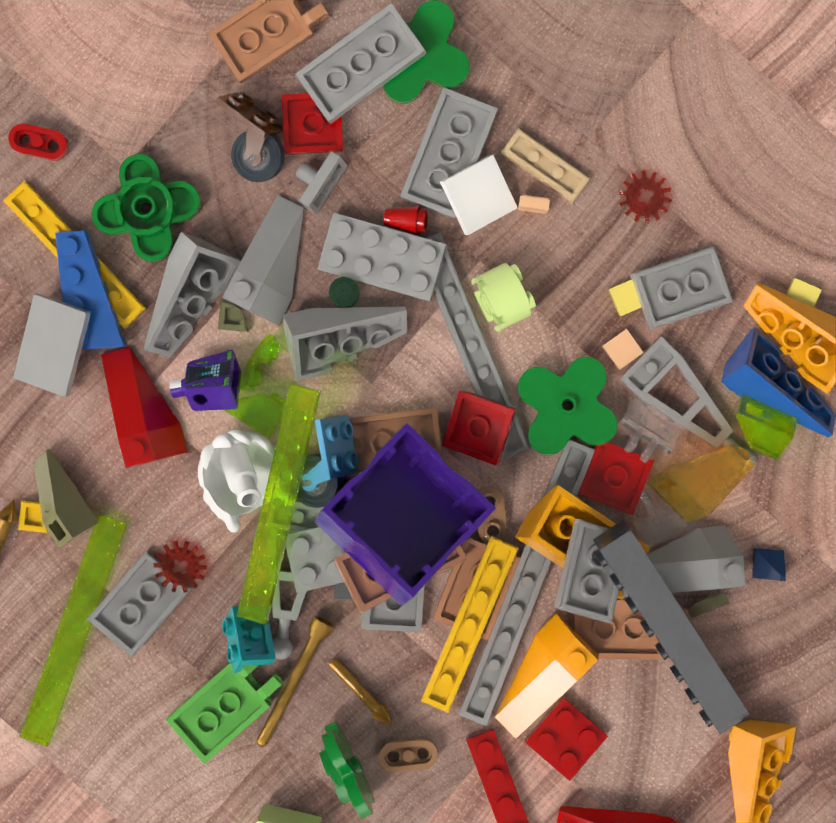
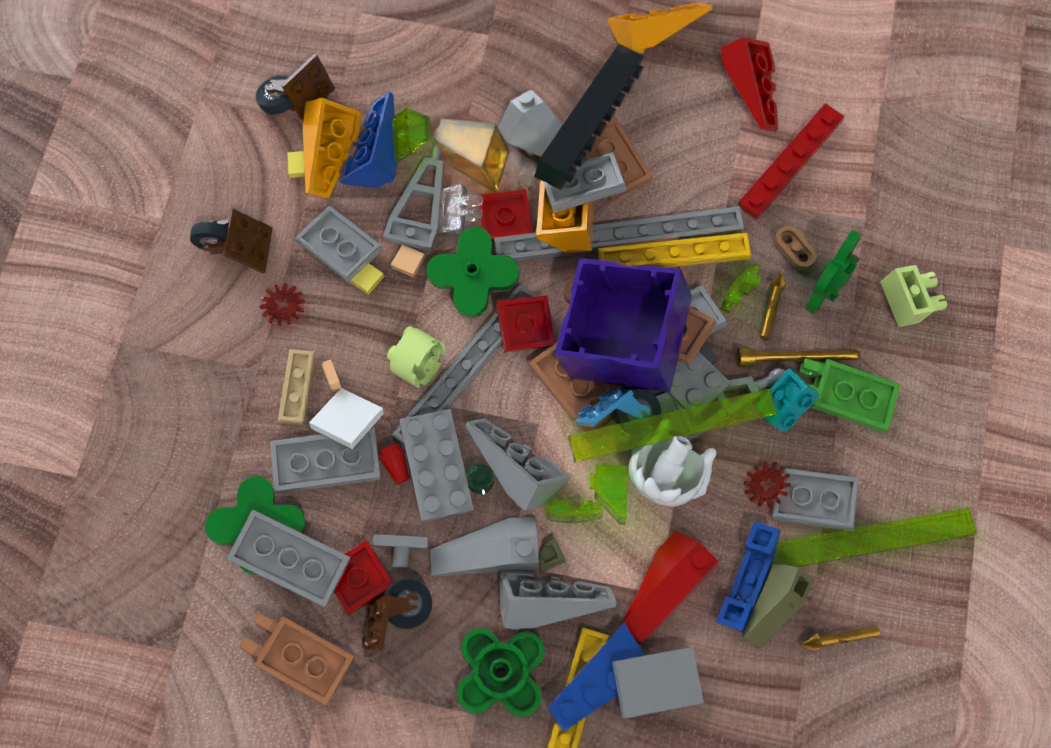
camera: 120 degrees left, 20 degrees down
(31, 517) = (803, 622): yellow tile -> none
(98, 490) = (751, 576): none -> blue slope
(210, 382) = (612, 536): dark purple torso -> none
(398, 680) = (742, 285): none -> clear neon green slope
(548, 670) = (672, 184): light orange wedge -> none
(566, 738) = (712, 154): red plate -> none
(707, 605) = (559, 109): olive tile -> none
(734, 190) = (235, 238): none -> reddish brown plate
(769, 564) = (506, 89): dark blue slope -> none

